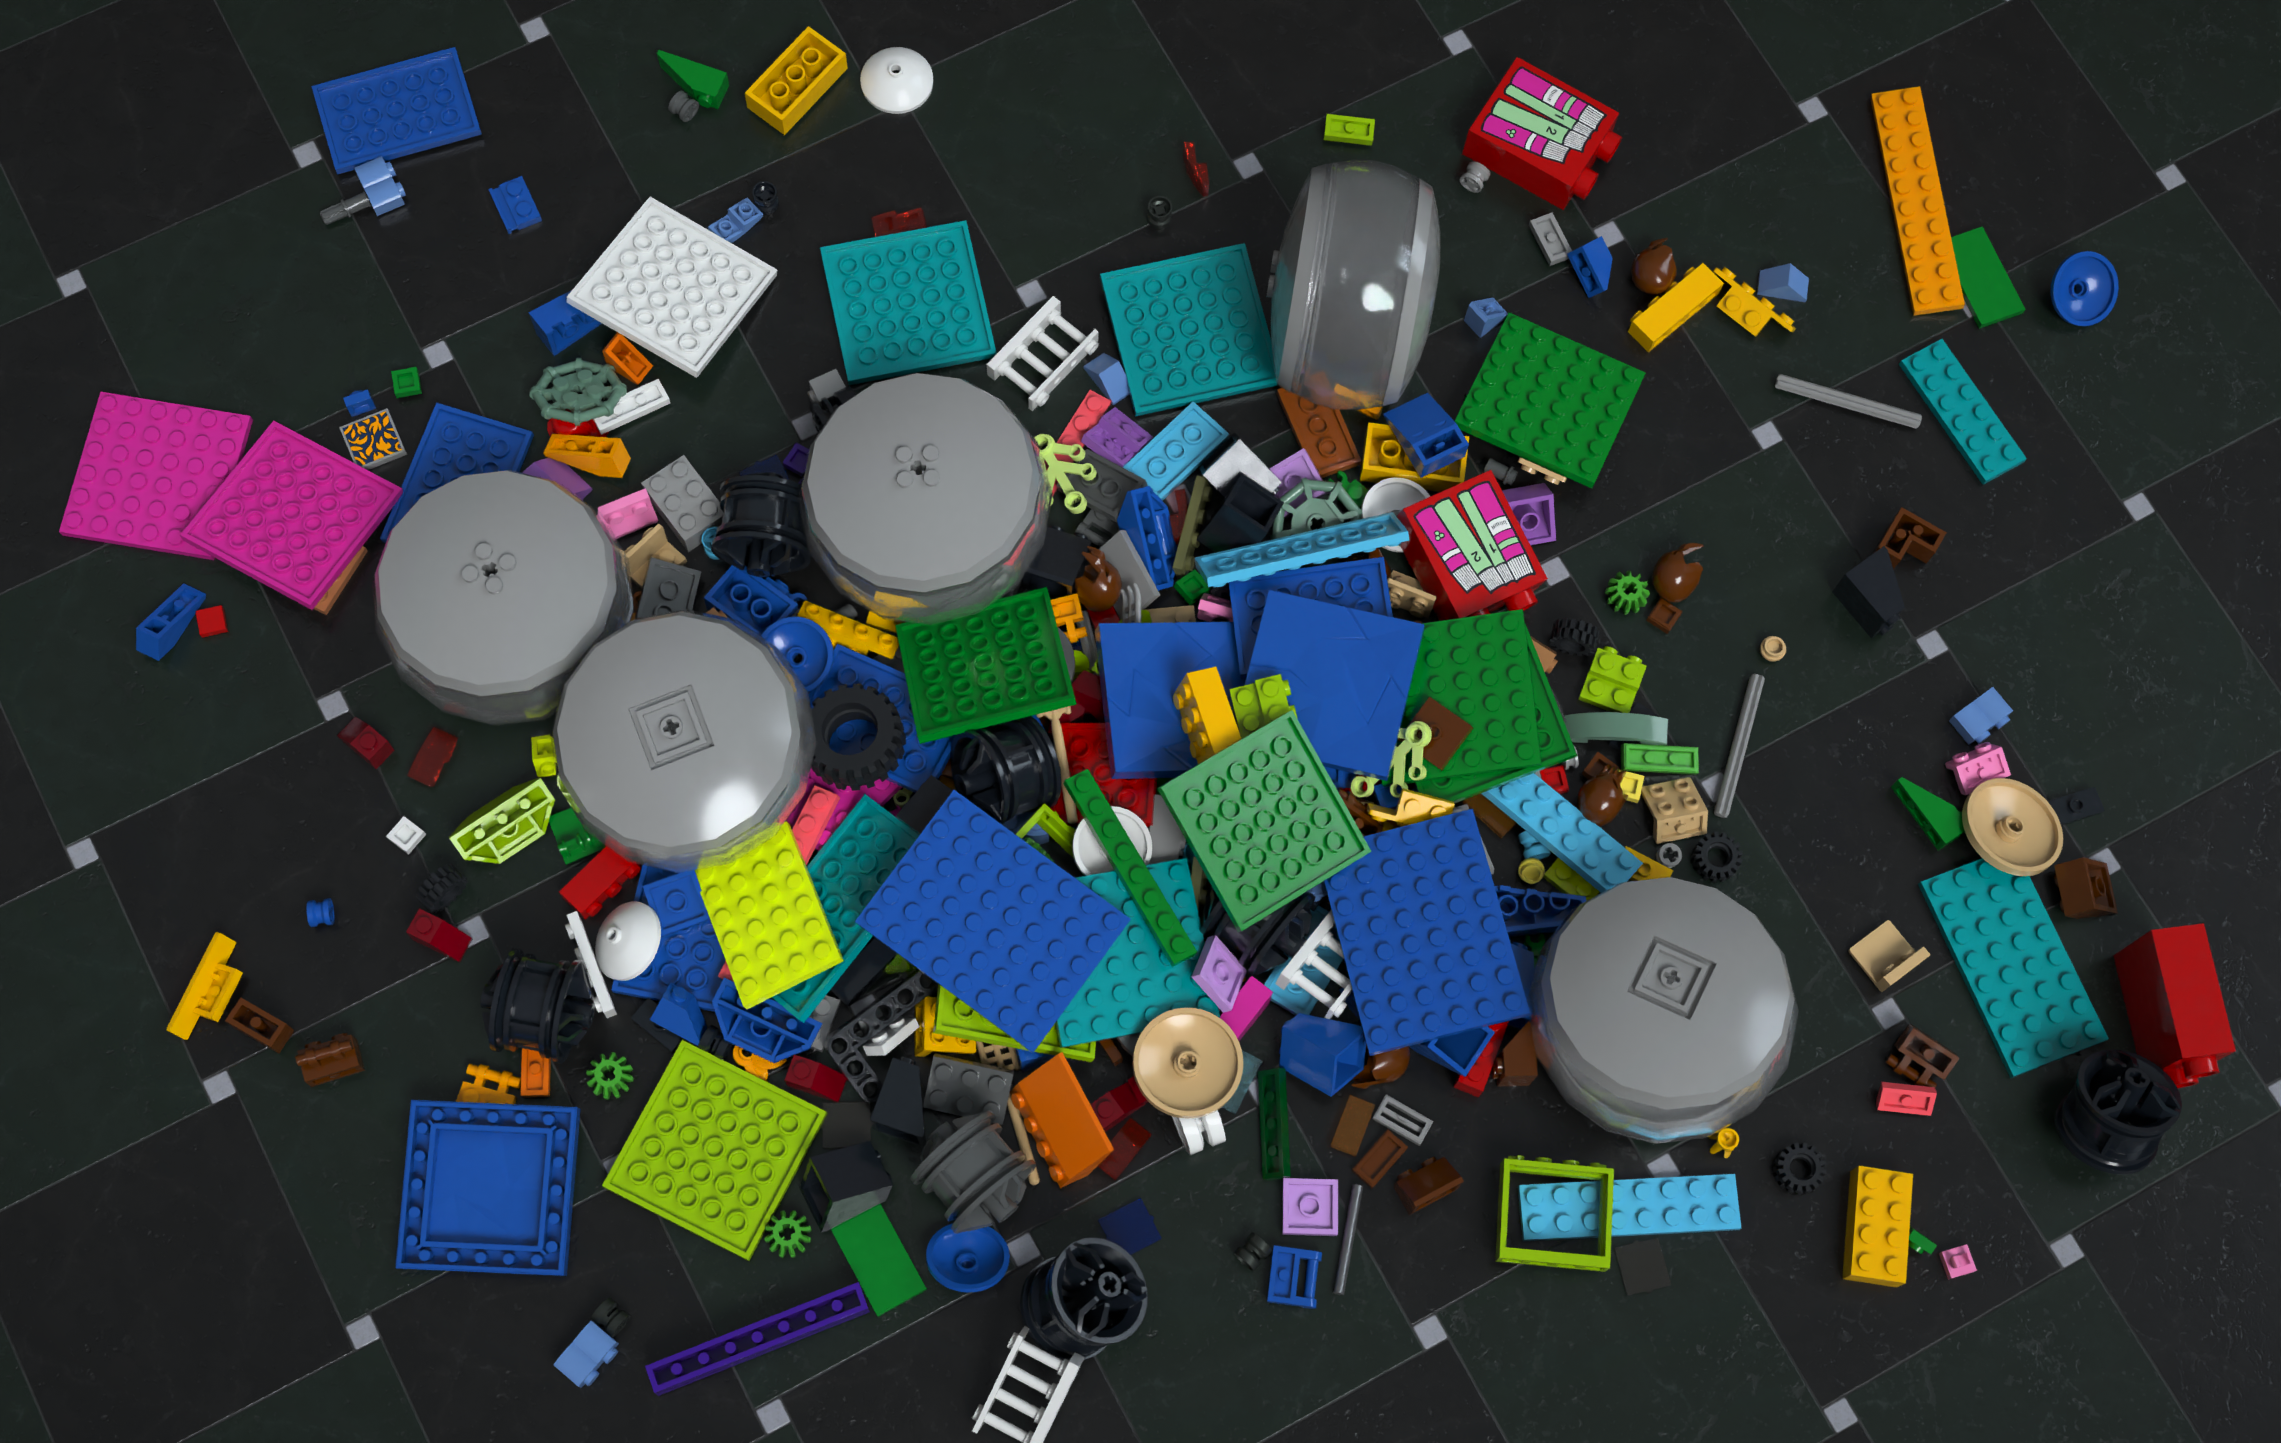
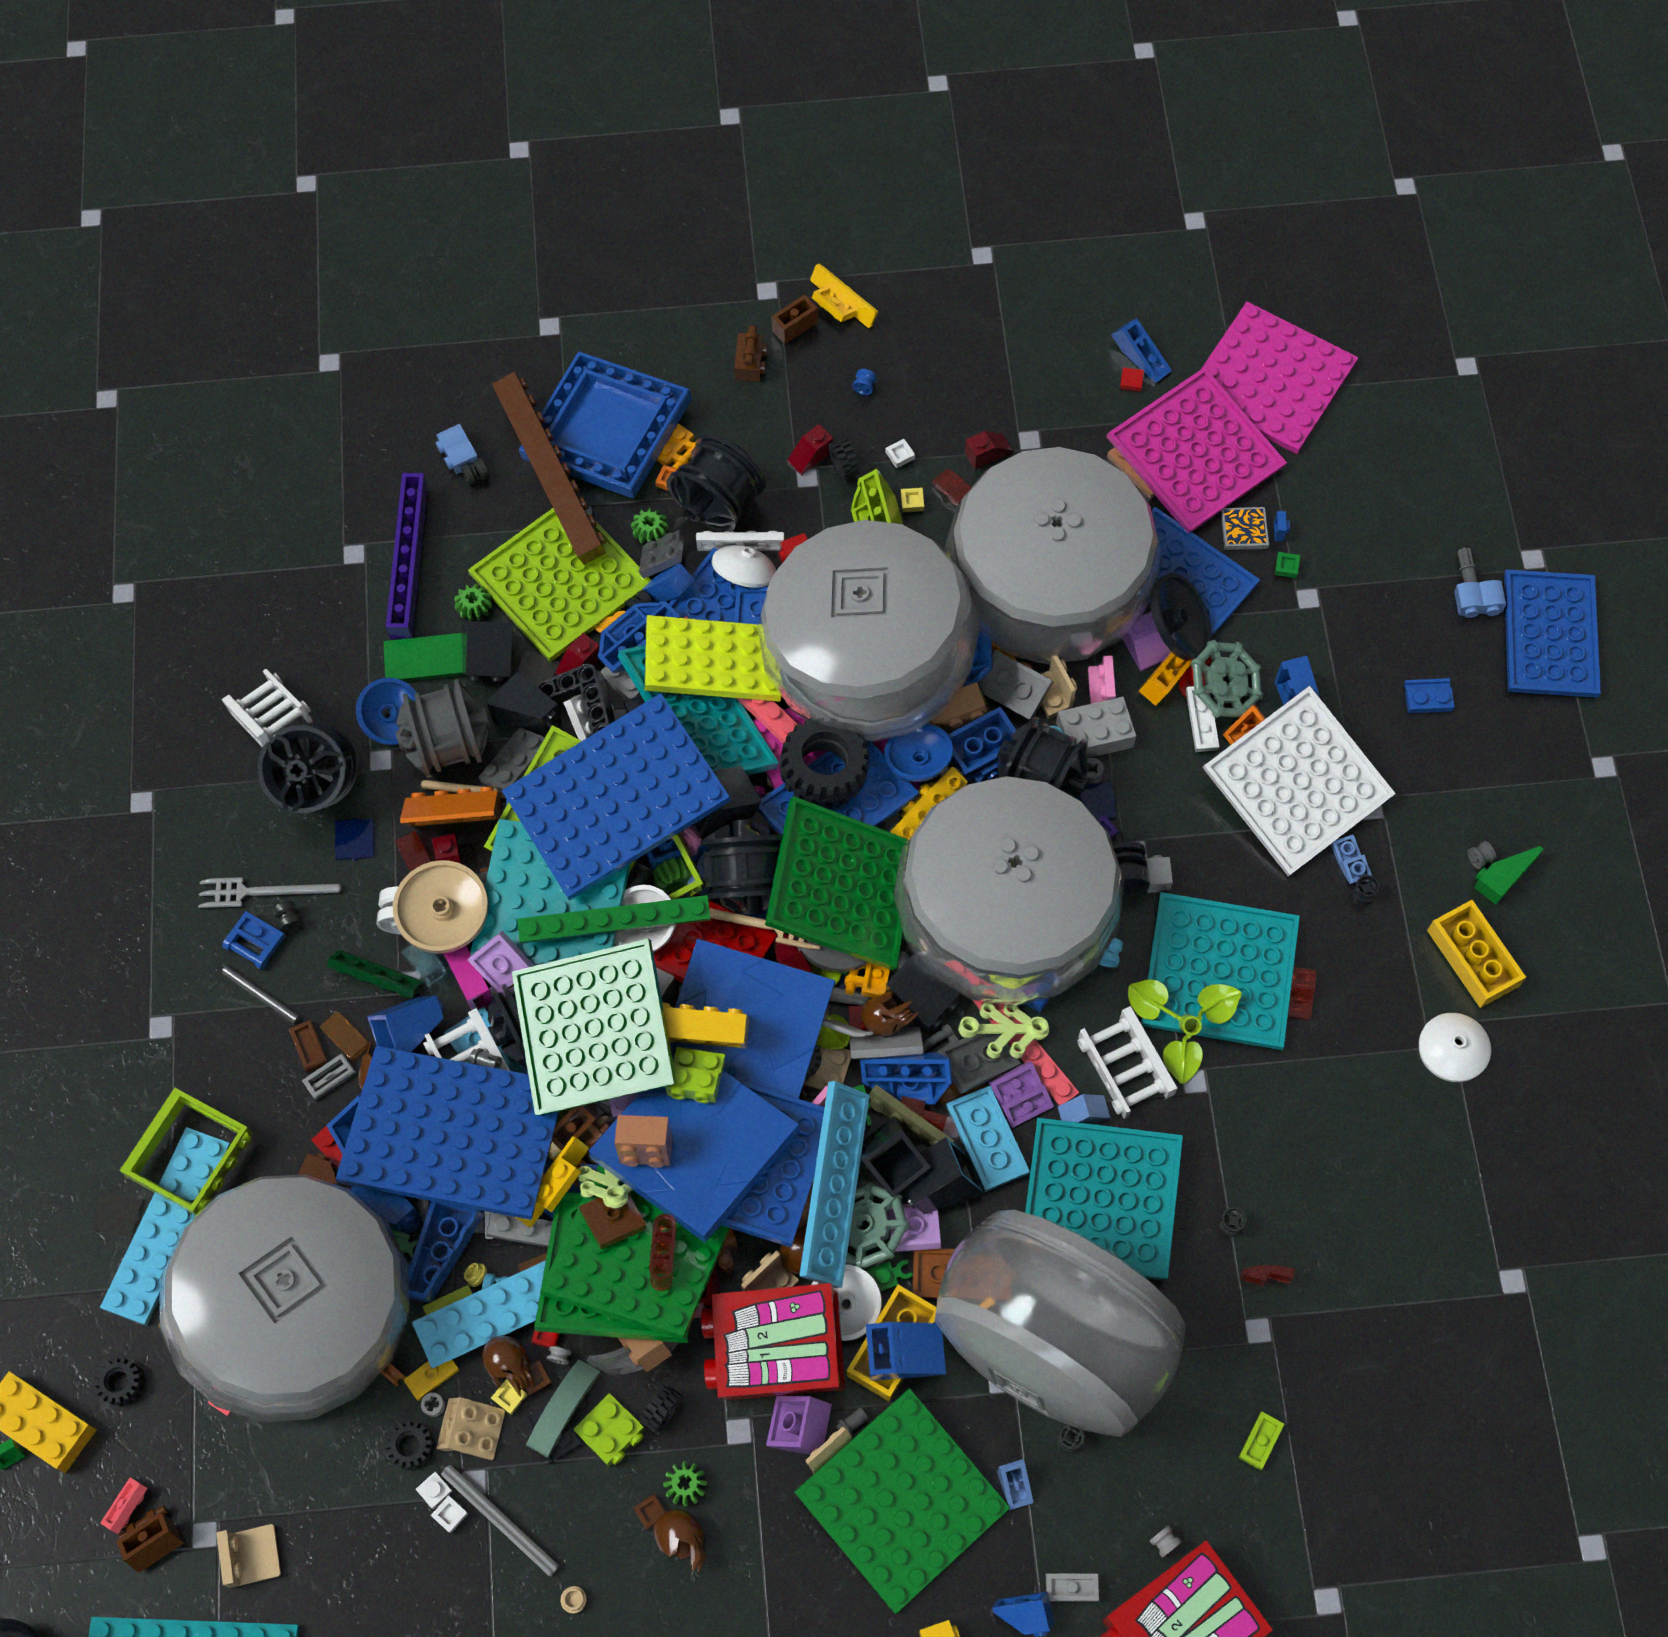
camera: 120 degrees right, 5 degrees down
(464, 798) = (912, 500): none -> light yellow plate
(529, 447) = (1180, 616): none -> black dish
(580, 1219) = (549, 468): none -> reddish brown brick
(646, 1039) = (661, 554): none -> flat silver plate
(1015, 308) = (1184, 1057): none -> lime plant
(1244, 1321) = (241, 891): none -> light grey piece
(1310, 1207) = (298, 974): lavender plate -> none
(1328, 941) = (482, 1058): none -> dark grey pin
(1361, 713) = (643, 1140): none -> nougat brick
(1428, 1184) = (264, 1066): reddish brown slope -> none
(1465, 665) = (663, 1242): none -> clear red beam
(1659, 758) = (514, 1444): bright green tile -> none
(1743, 817) = (434, 1490): none -> white plate
(1758, 790) = (449, 1514): none -> white plate

